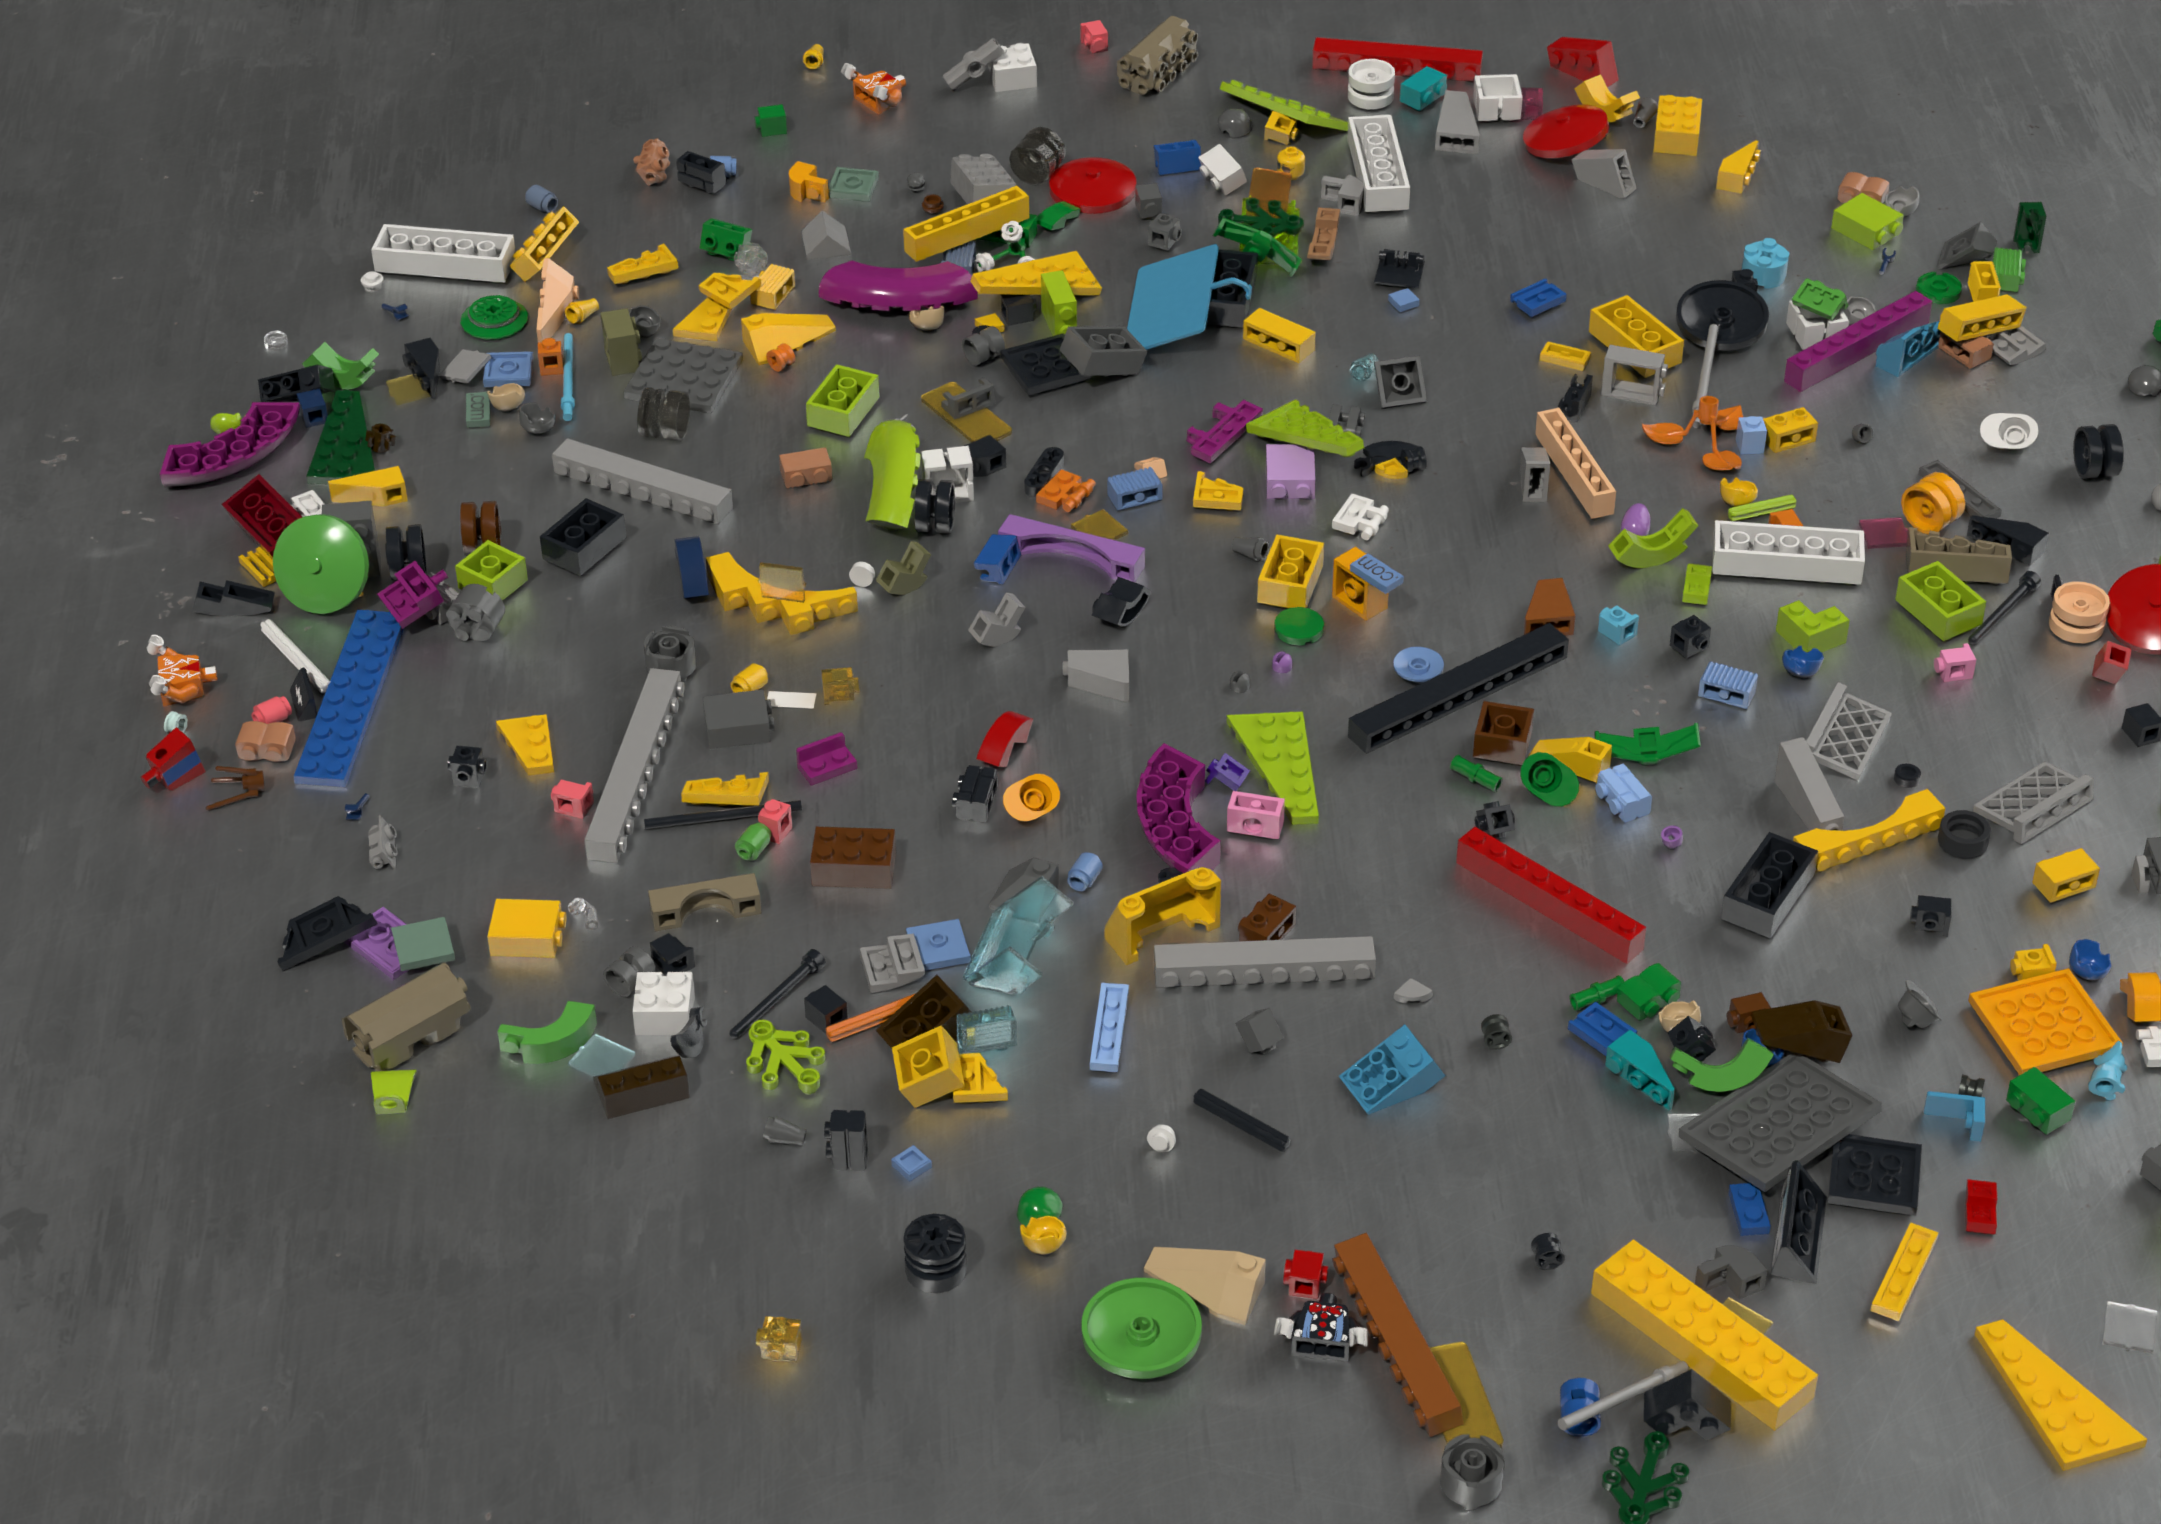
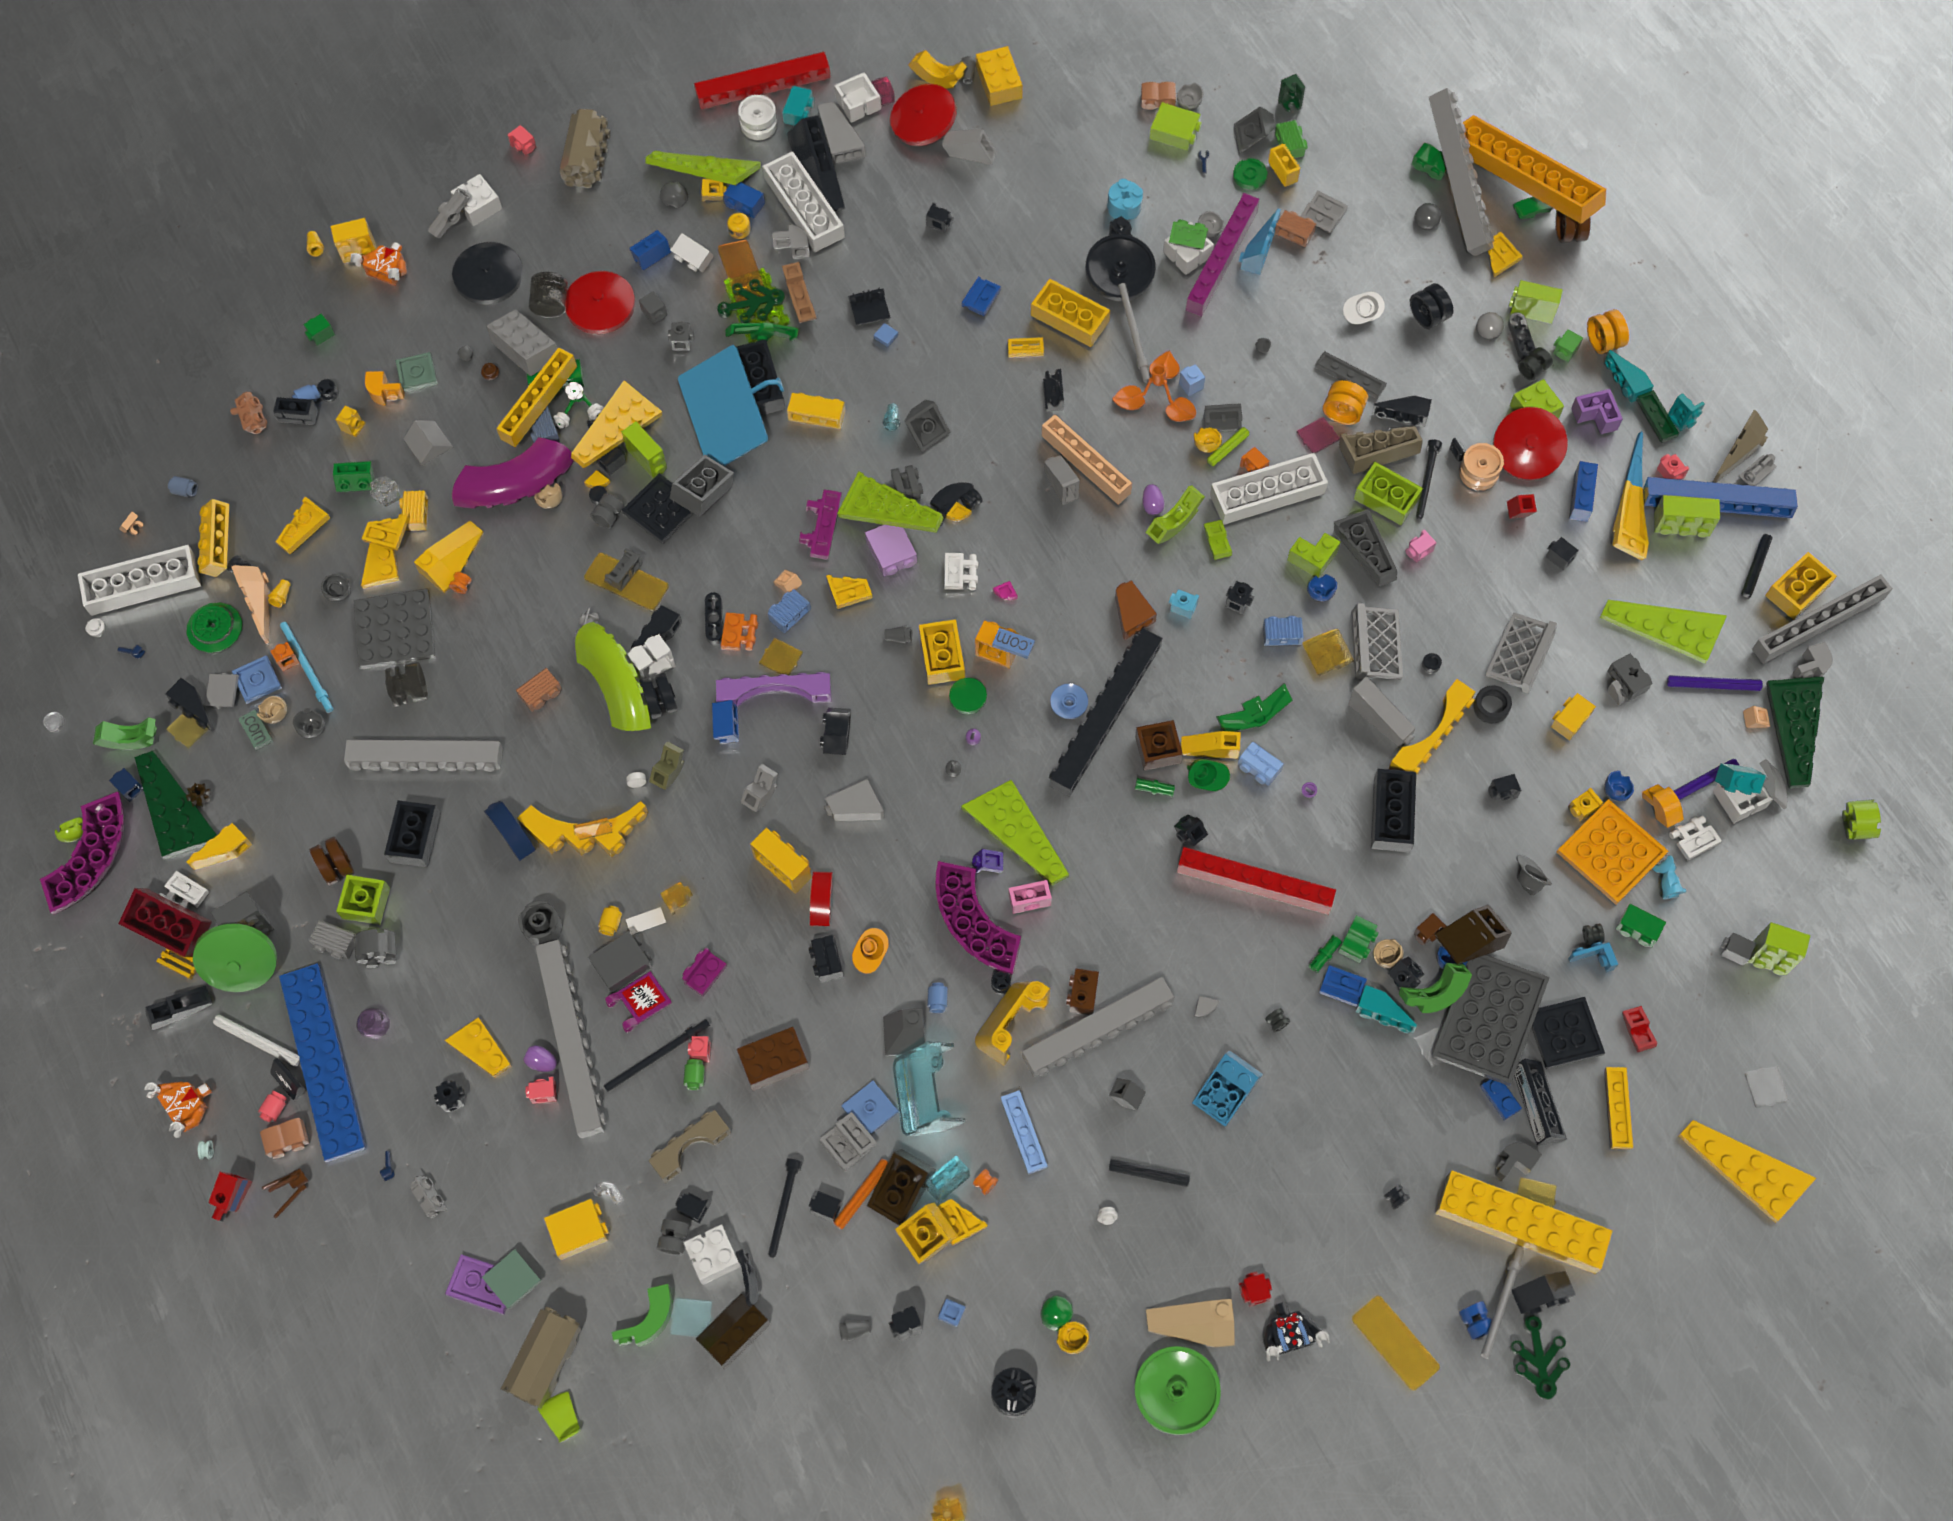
camera: 25 degrees left, 25 degrees up
(288, 384) = (101, 766): black slope -> none
(322, 929) = (431, 1299): black wing -> none
(404, 552) = (285, 911): black wheel -> none
(412, 594) = (319, 953): magenta plate -> none
(428, 682) = (372, 1023): none -> clear purple hair
(466, 209) = (129, 523): none -> light nougat tile
(588, 768) = (540, 1059): none -> medium lavender animal
(621, 341) = (333, 621): olive brick -> none
(722, 793) = (654, 1031): yellow wing -> none
(735, 759) = (641, 998): none -> flag
(747, 169) = (325, 386): none -> black wheel
(753, 198) = (350, 421): none -> yellow brick
(764, 1034) = (815, 1258): lime plant -> none
(842, 400) = (532, 612): lime brick -> none
(859, 51) = (353, 238): none -> yellow brick
(979, 684) = (781, 860): none -> yellow brick
(984, 129) = (487, 273): none -> black dish
(1032, 1054) = (985, 1182): none -> orange wheel
(1056, 215) = (590, 347): green slope -> none
(1315, 145) = (744, 199): none -> blue brick
(1397, 1335) = (1338, 1314): dark orange brick -> none
(1404, 551) = (1005, 591): none -> dark pink tile
(1416, 131) = (811, 149): none -> black wedge
(1472, 1471) = (1449, 1403): dark grey brick -> none
(1532, 222) = (938, 218): none -> black brick
(1584, 58) = (900, 30): red wedge -> none
(1629, 390) = (1088, 355): light grey window -> none
(1737, 168) = (1060, 106): yellow slope -> none
(1771, 477) = (1223, 417): none -> dark grey hinge
(1775, 721) = (1328, 651): none -> clear yellow slope
(1790, 429) = (1215, 362): yellow brick -> none
(1882, 635) = (1367, 546): none -> dark grey wedge
(1981, 317) = (1301, 204): yellow brick -> none

